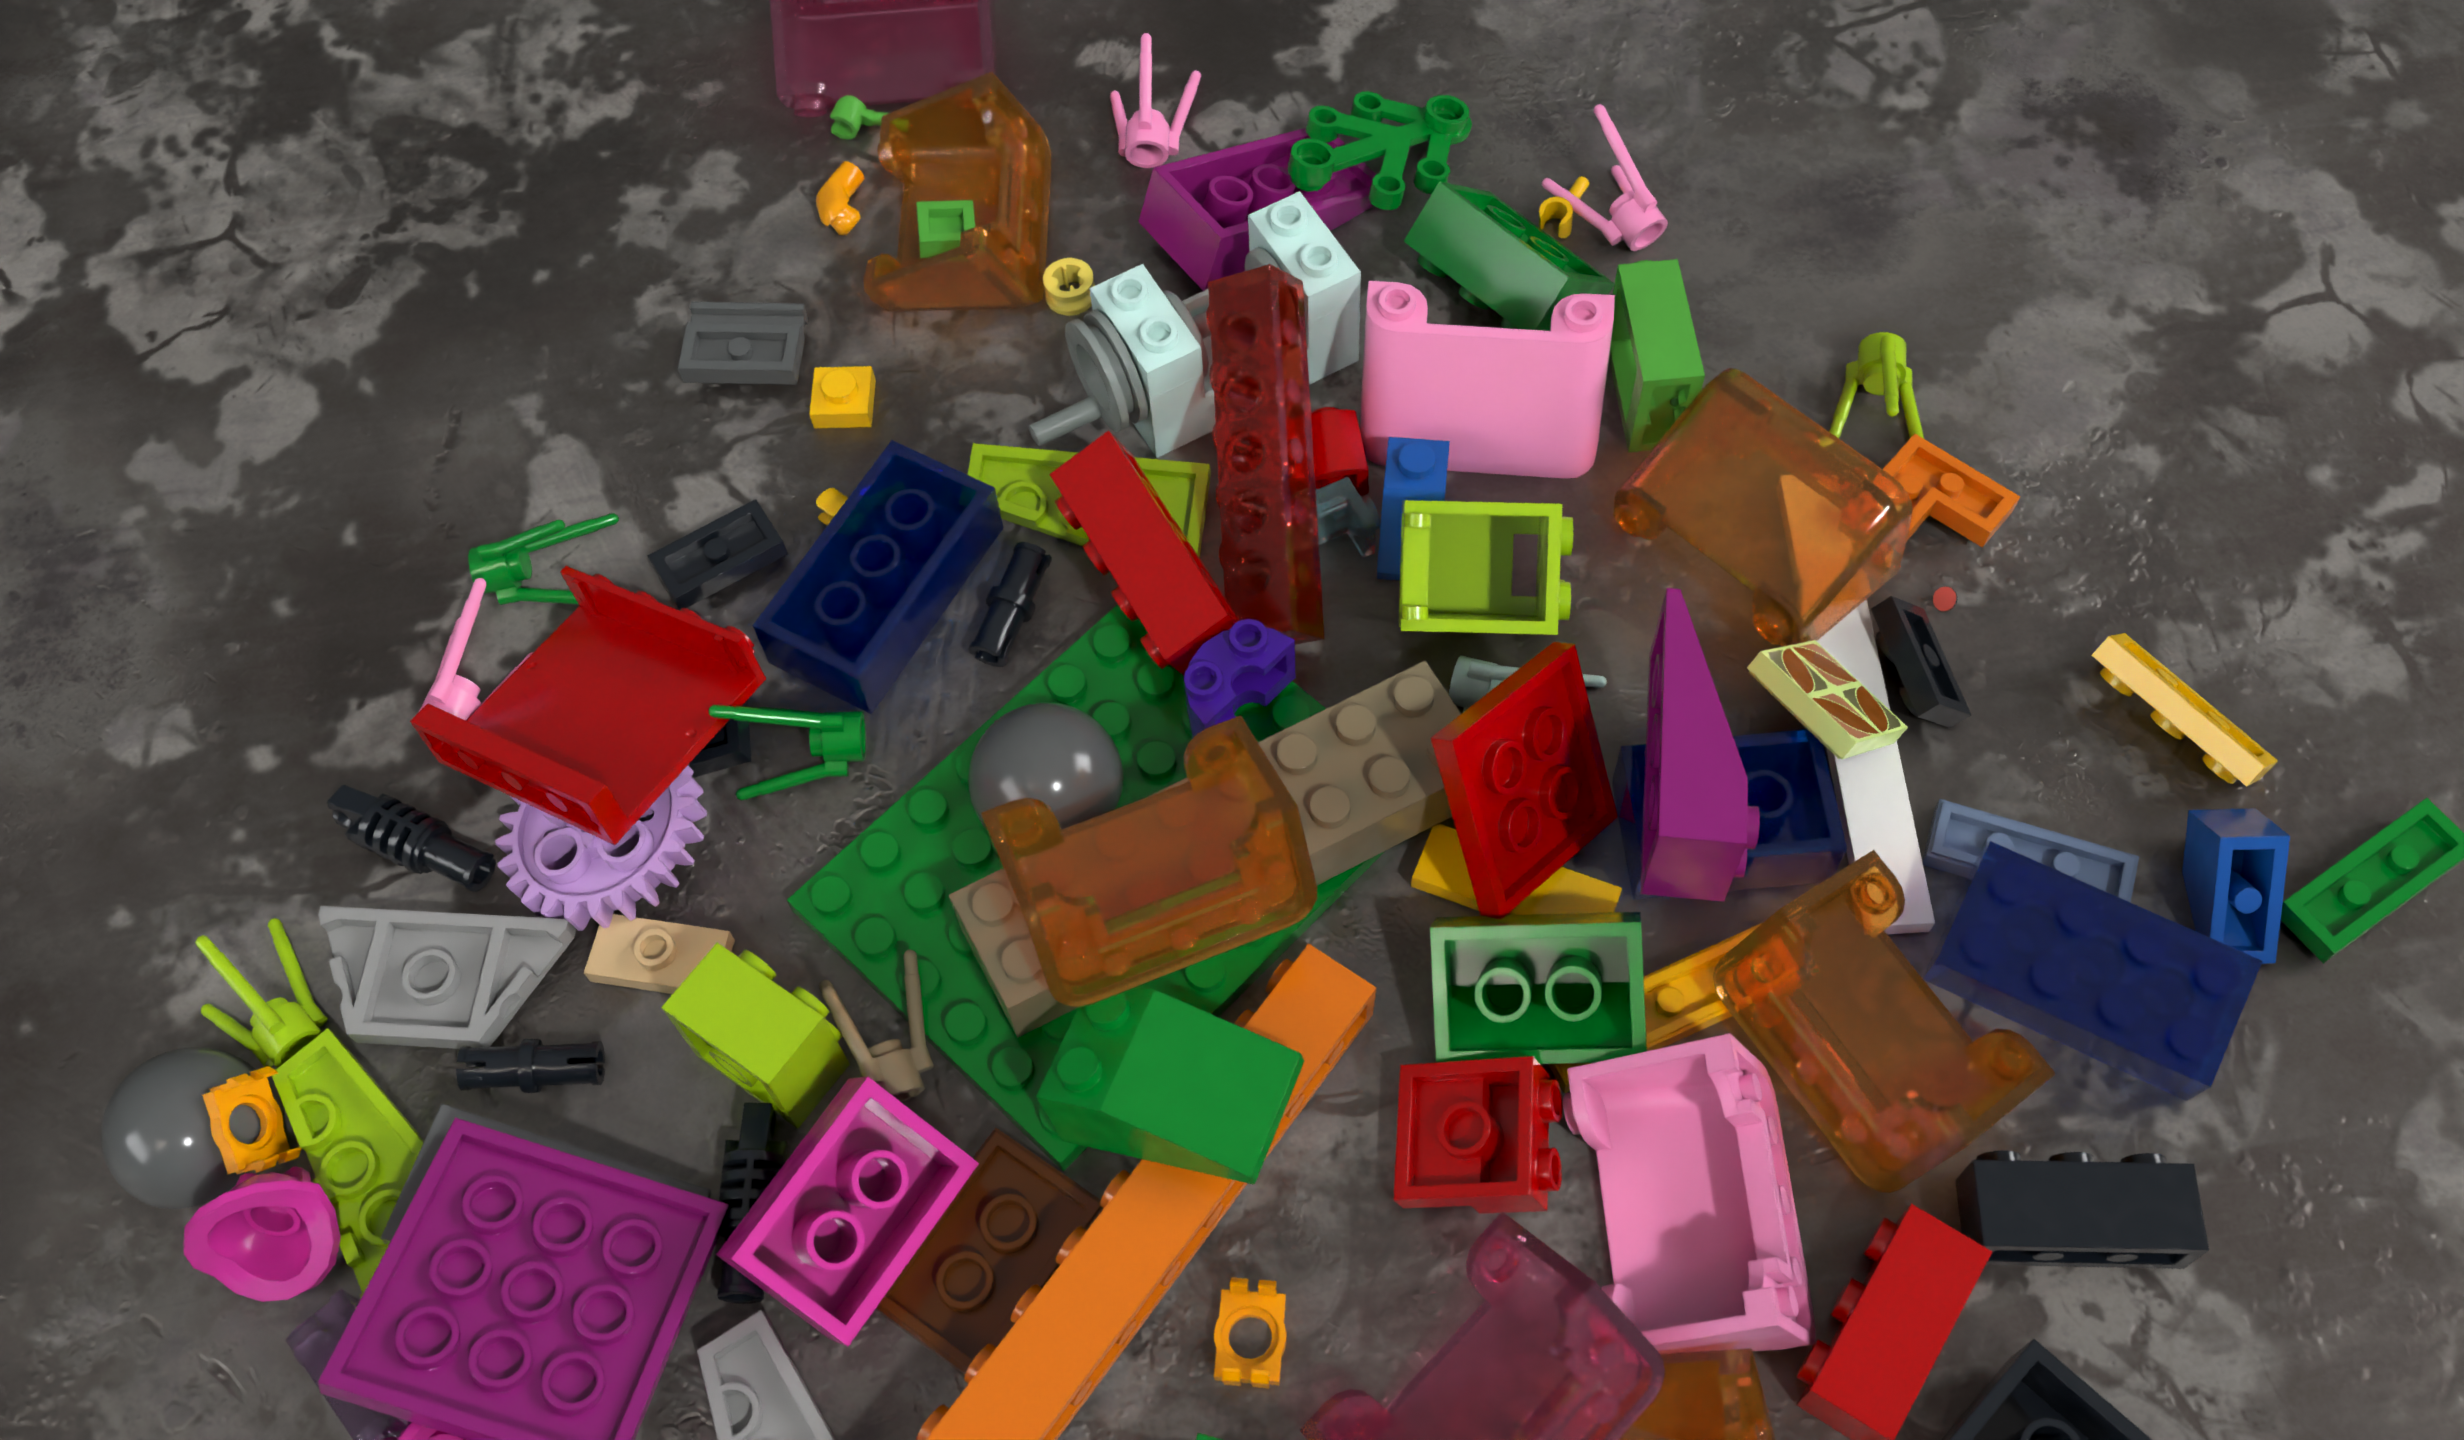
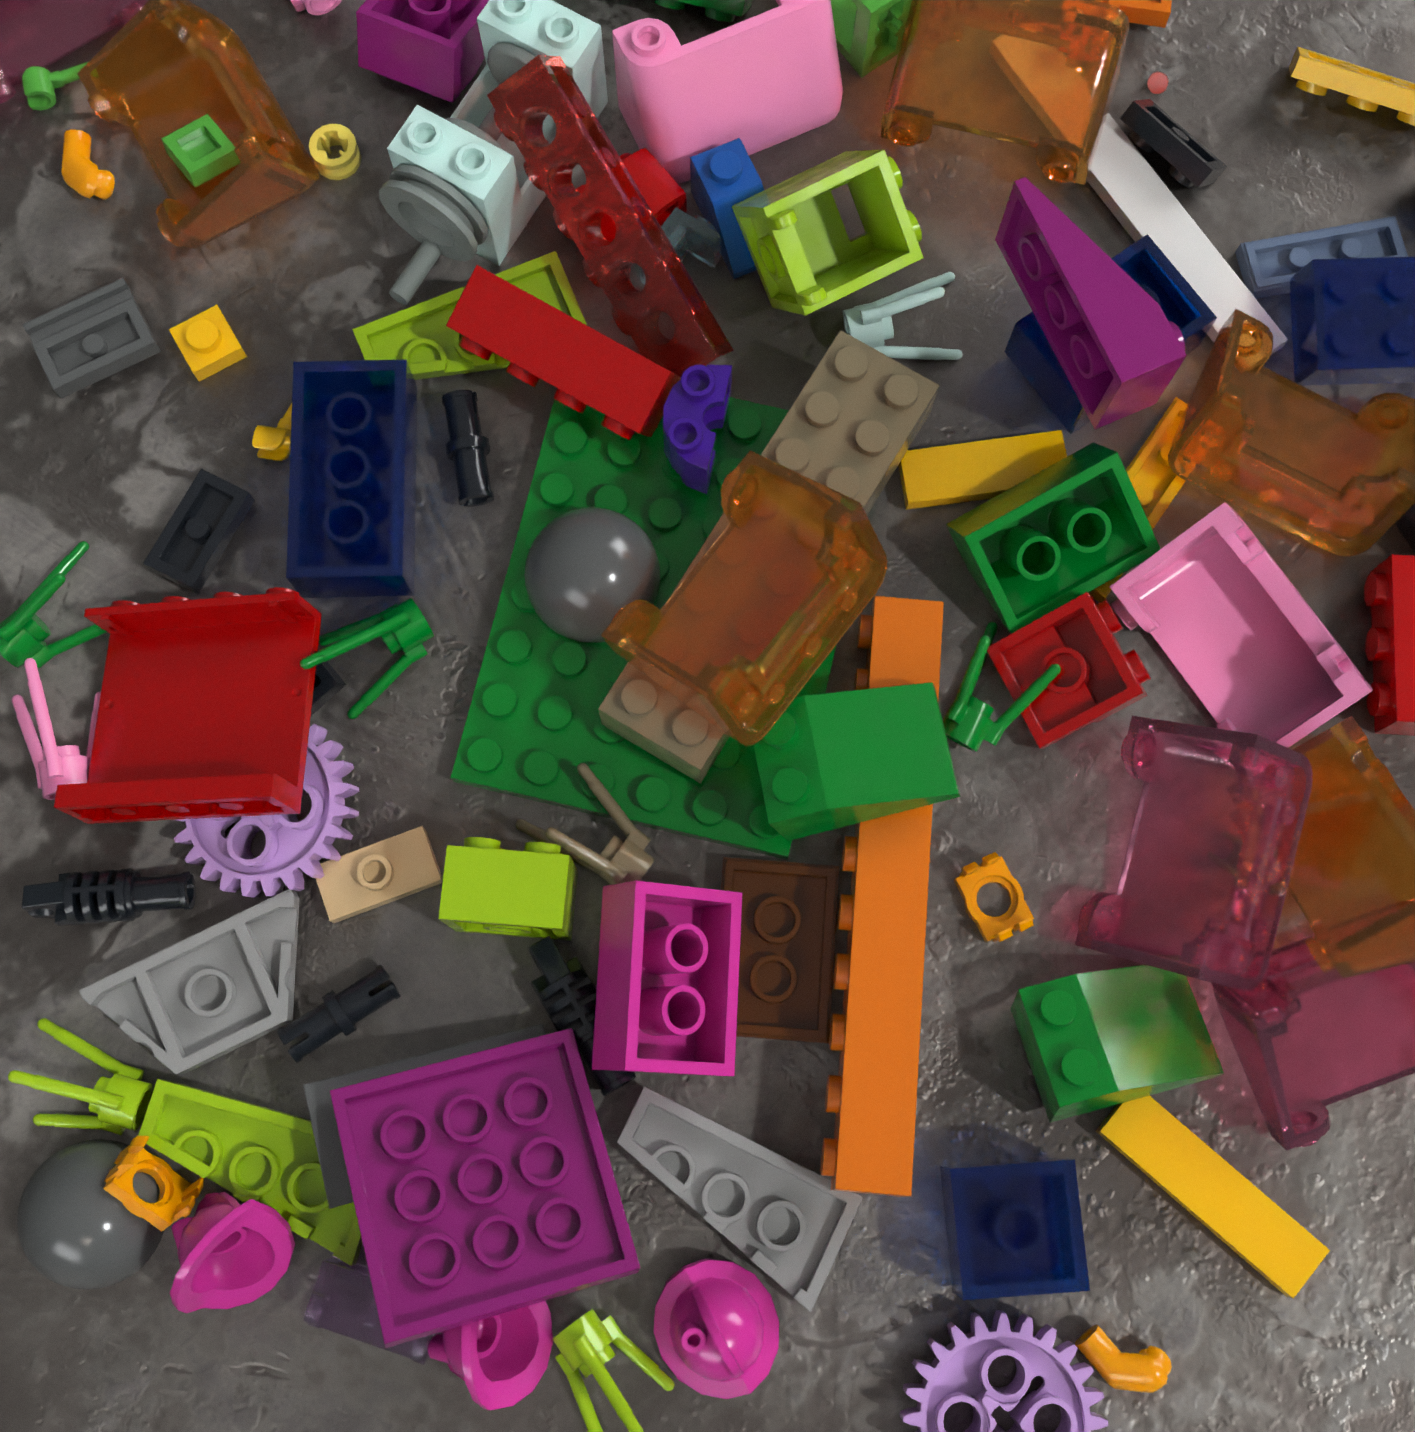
camera: 35 degrees left, 15 degrees up
(1332, 1119) = (969, 718): none -> green plant
(1525, 779) = (967, 384): red plate -> none
(1826, 699) = (1137, 208): tile -> none

